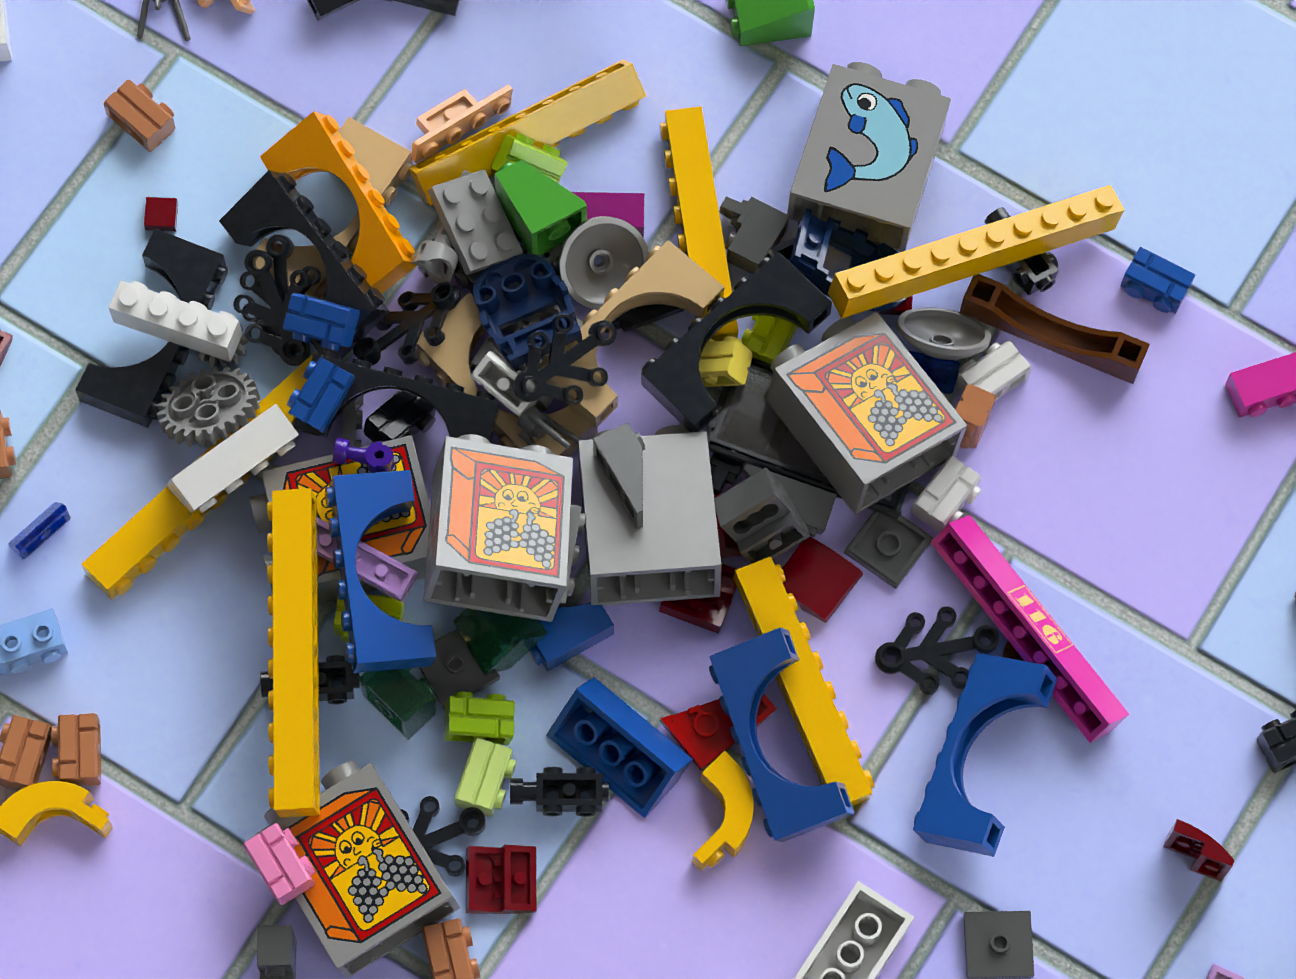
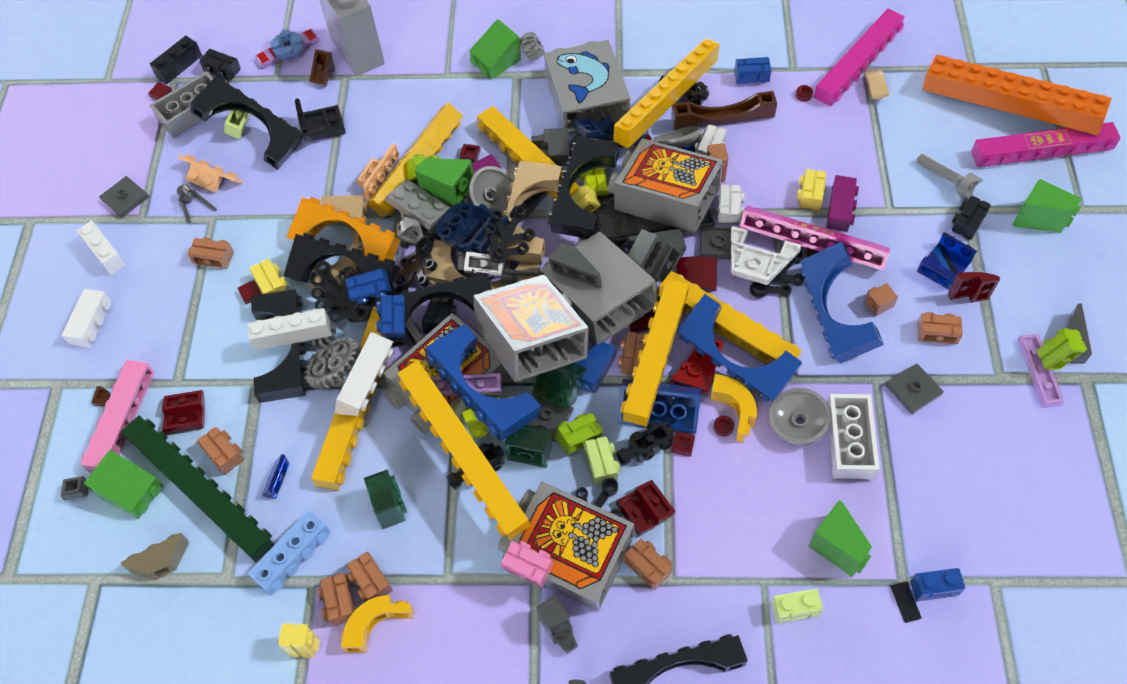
camera: 25 degrees left, 10 degrees down
(161, 655) = (385, 498): none -> clear green brick
(197, 211) = (267, 277): none -> light yellow brick
(376, 456) = (440, 329): dark purple leg -> none
(615, 822) = (683, 444): none -> dark red tile
(619, 166) = (470, 152): none -> dark red tile
(637, 649) = (631, 348): none -> nougat brick
(655, 669) = (655, 353): none -> yellow brick
(689, 831) = (723, 426): none -> dark red tile
(792, 865) = (800, 405): none -> light grey dish
(835, 28) = (531, 46): none -> light grey gear
(910, 617) = (757, 263): none -> white wing
(1052, 783) = (880, 299): none -> nougat brick
(1090, 546) = (812, 189): none -> light yellow brick
(1104, 880) = (939, 328): none -> nougat brick
(1118, 596) = (842, 203): none -> magenta brick
(1202, 785) = (947, 260): none -> clear blue panel
(1213, 369) = (804, 93): none -> dark red tile

